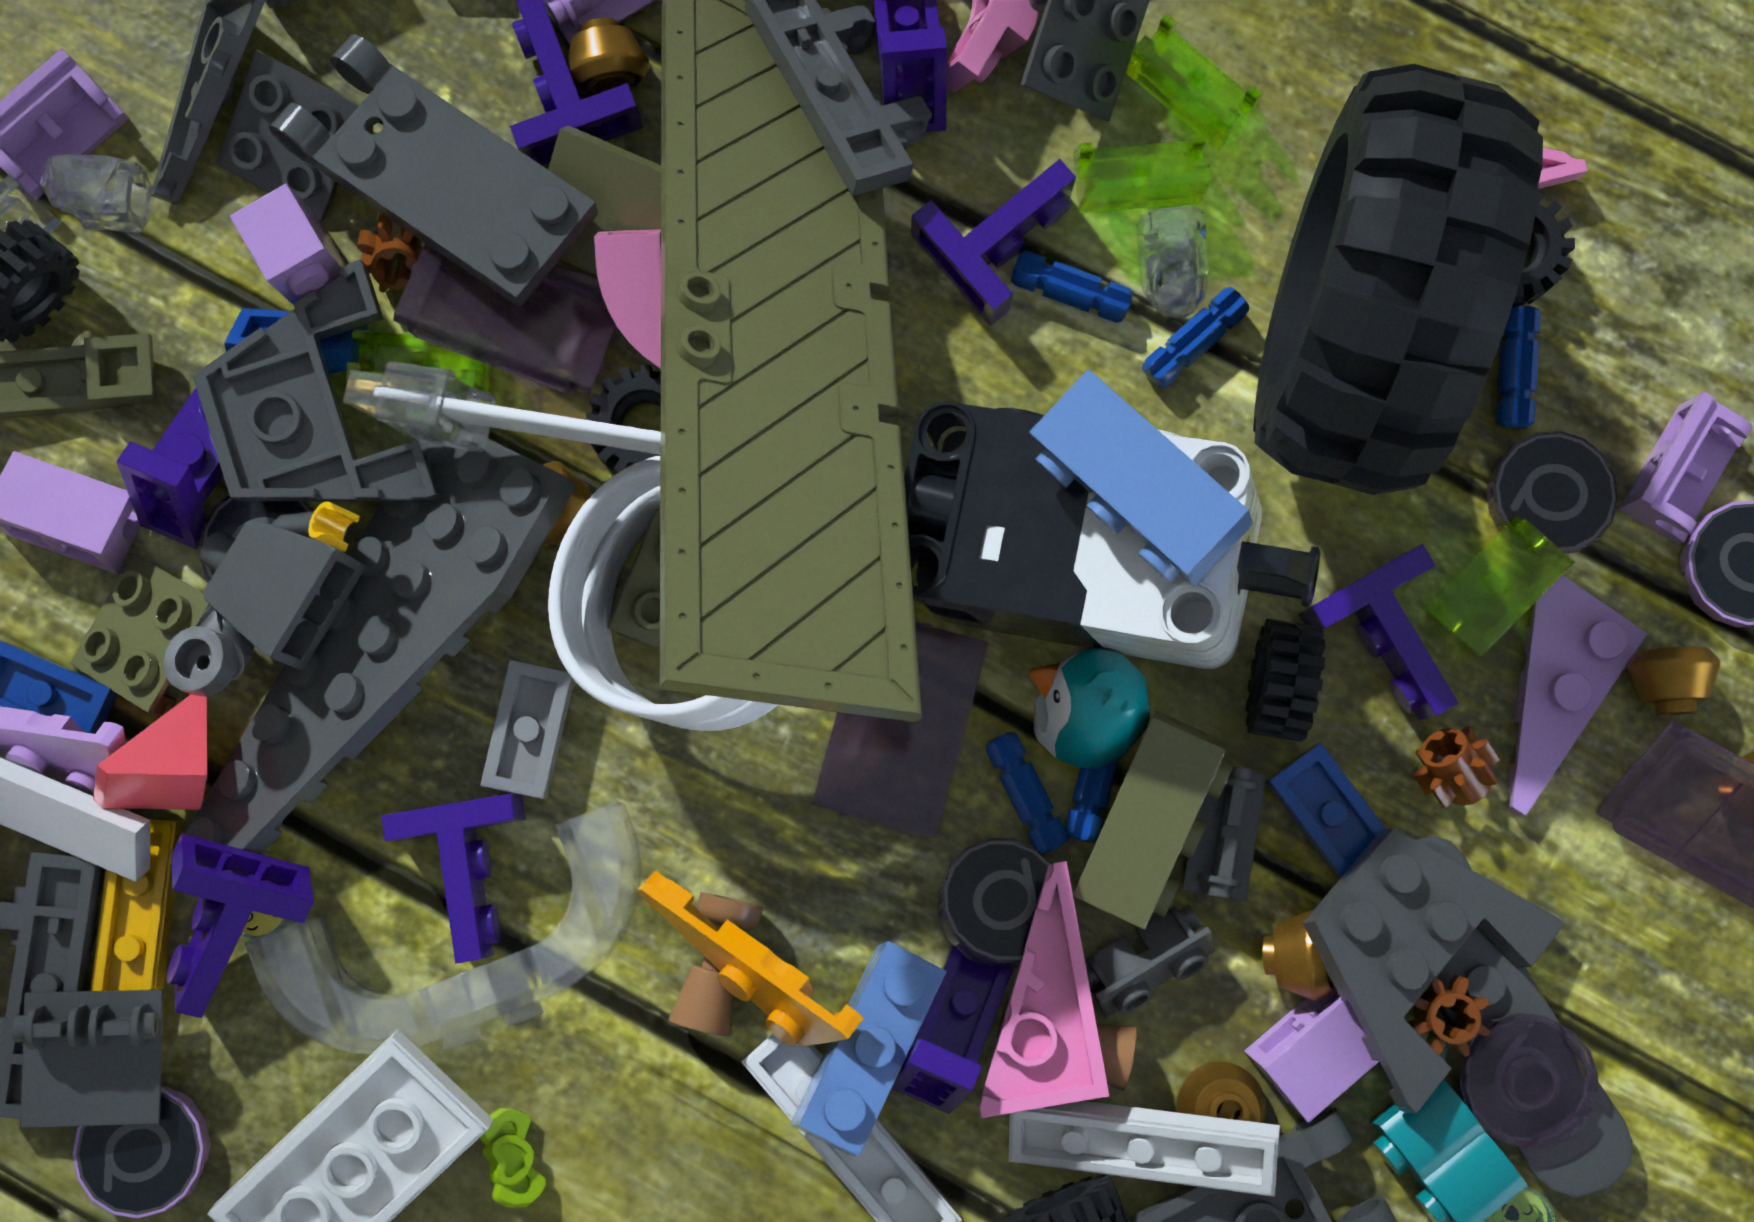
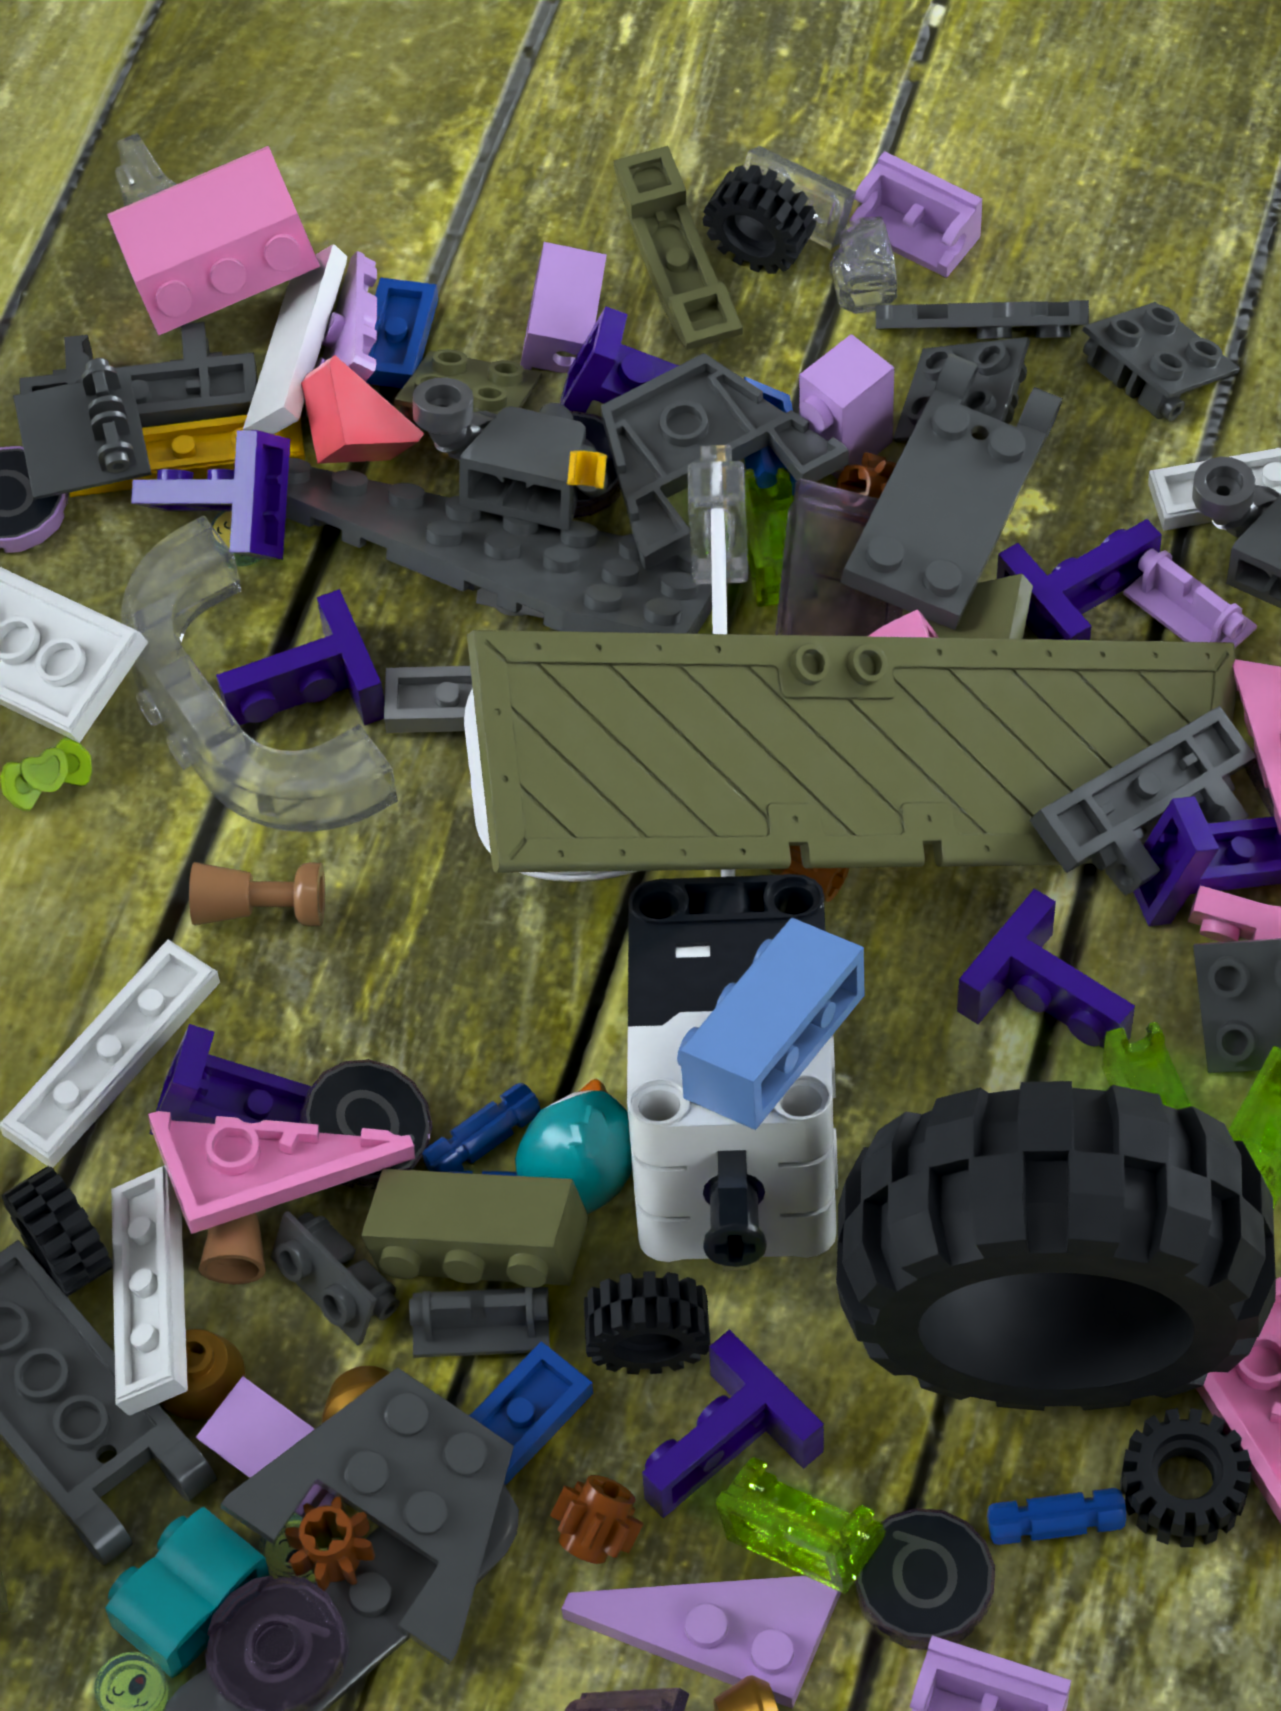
camera: 80 degrees right, 25 degrees down
(605, 57) = (1118, 609): pearl gold cone -> none
(752, 970) = (254, 898): light orange wing -> none
(861, 1070) = (150, 1008): medium blue brick -> none
(904, 768) = (526, 1010): piece -> none
(1071, 286) = (1018, 1047): blue axle -> none

